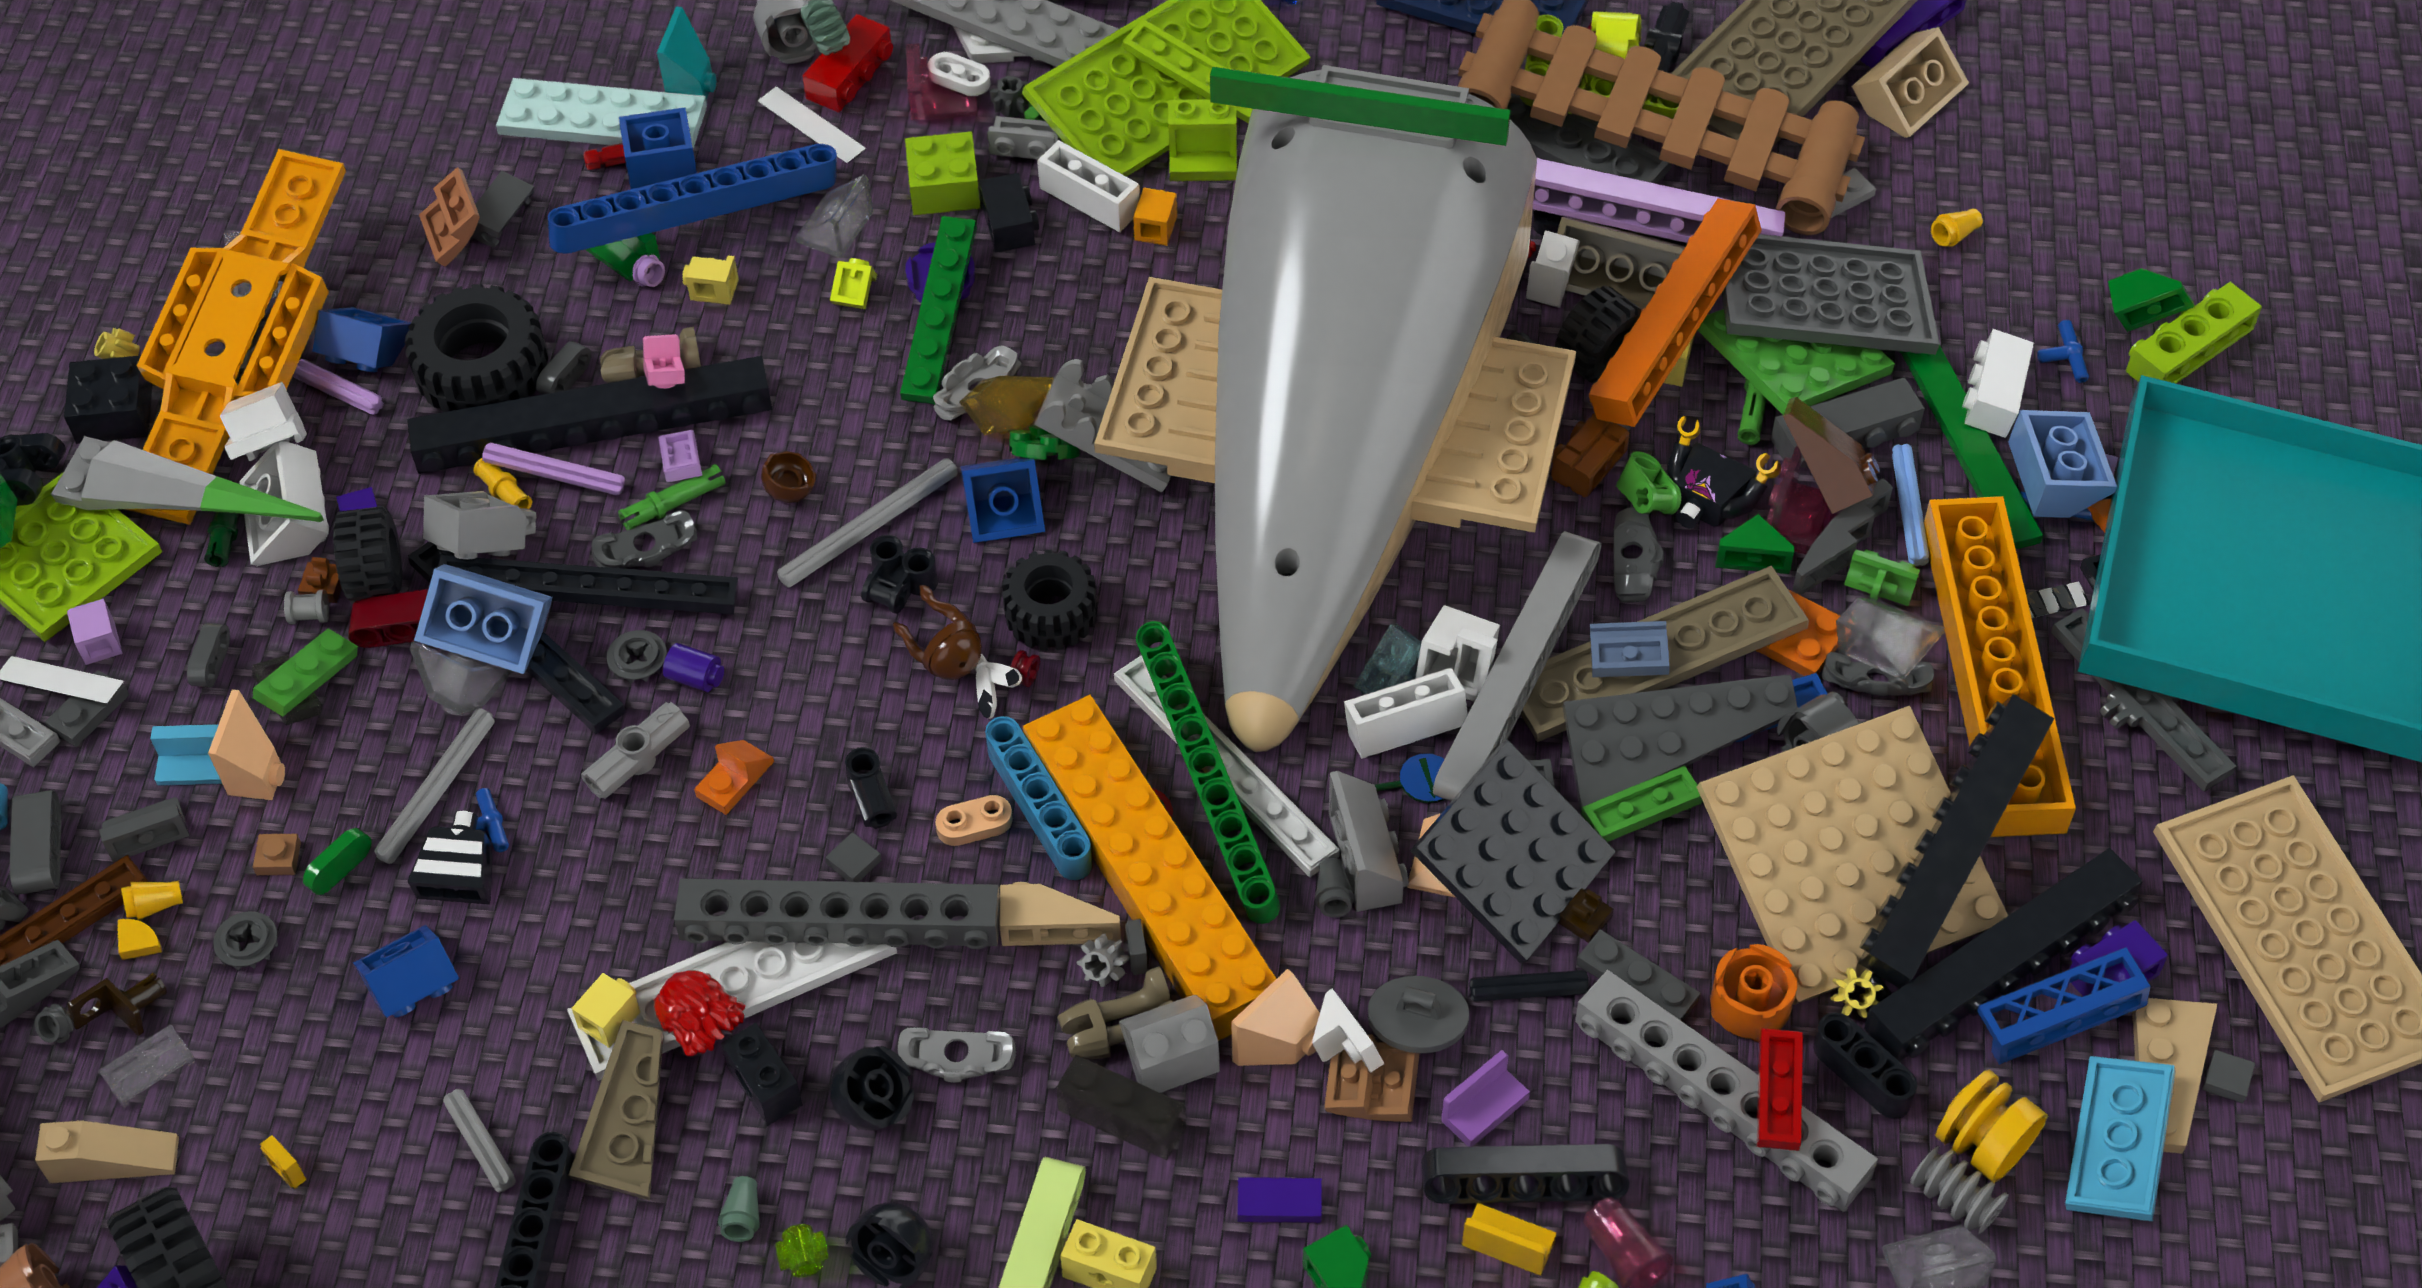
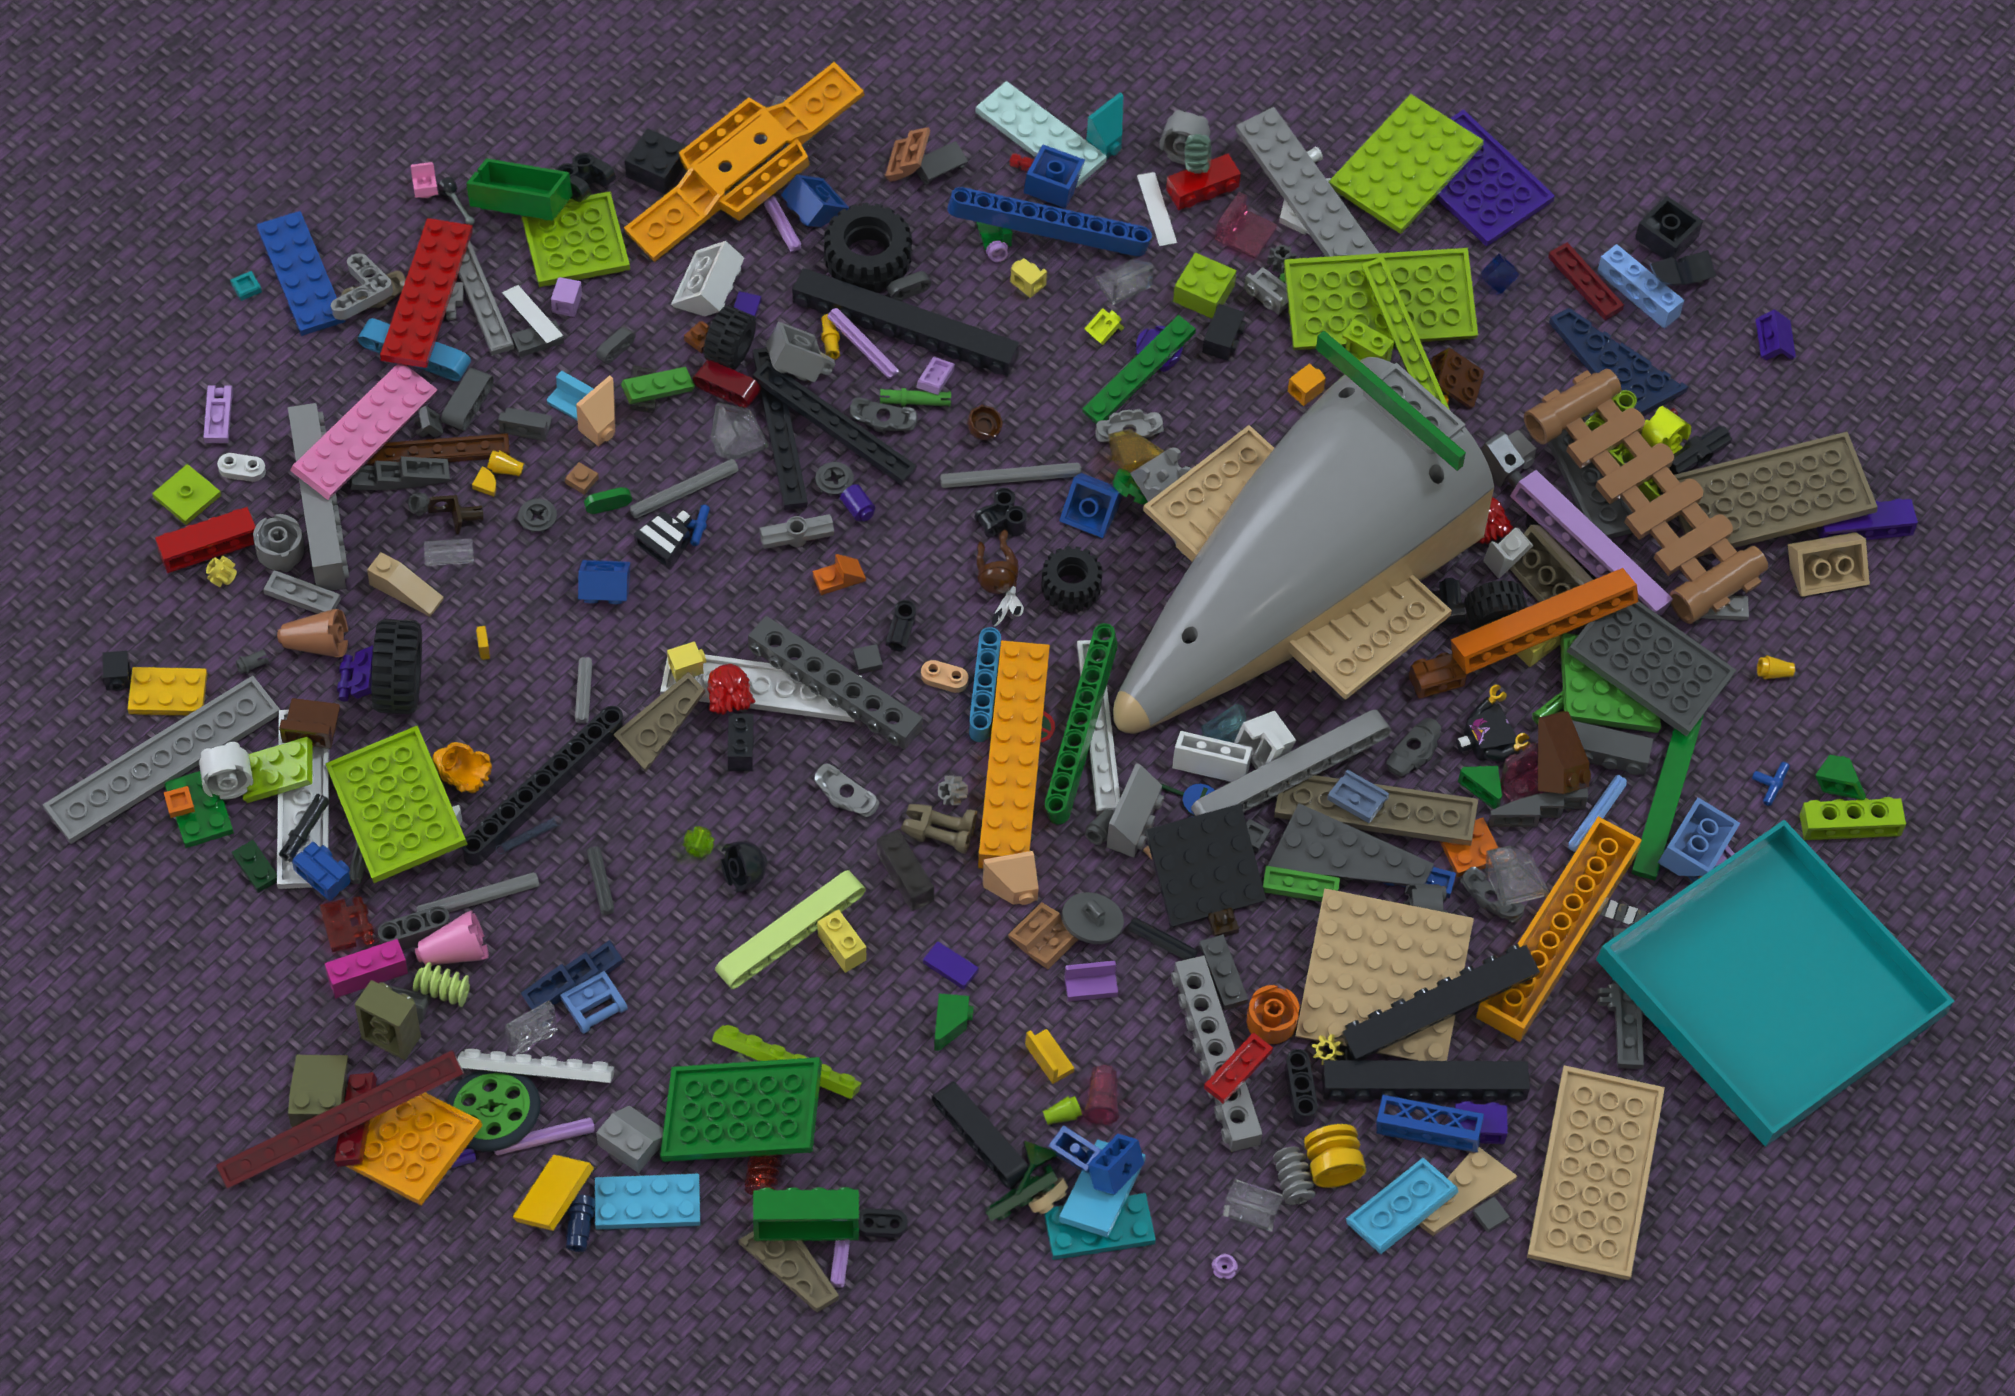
camera: 30 degrees right, 5 degrees up
(116, 345) = (679, 131): light yellow gear -> none
(130, 478) = (634, 216): light grey plate -> none
(222, 533) = (668, 276): dark green pin -> none
(260, 421) = (723, 225): white plate -> none
(306, 607) = (682, 347): light grey bush -> none
(482, 618) = (764, 410): medium blue slope -> none
(627, 362) = (946, 304): dark tan piece -> none
(663, 361) = (959, 315): bright pink bracket -> none
(740, 1211) = (683, 804): sand green cone -> none
(871, 1088) = (787, 783): black cylinder -> none
(959, 73) = (1260, 229): white plate -> none
(1026, 666) = (1031, 609): dark red bush -> none
(1048, 917) = (939, 748): tan slope -> none
(1088, 185) = (1280, 342): white brick -> none
(1136, 947) = (975, 793): dark grey tile -> none
(1172, 1044) = (950, 854): light grey slope -> none
(1341, 1031) = (1043, 902): white slope -> none
(1524, 1173) = (1080, 1029): black beam -> none
(1648, 485) = (1453, 712): bright green piece -> none
(1882, 577) = (1540, 843): bright green hips -> none
(1997, 382) = (1707, 774): white brick -> none

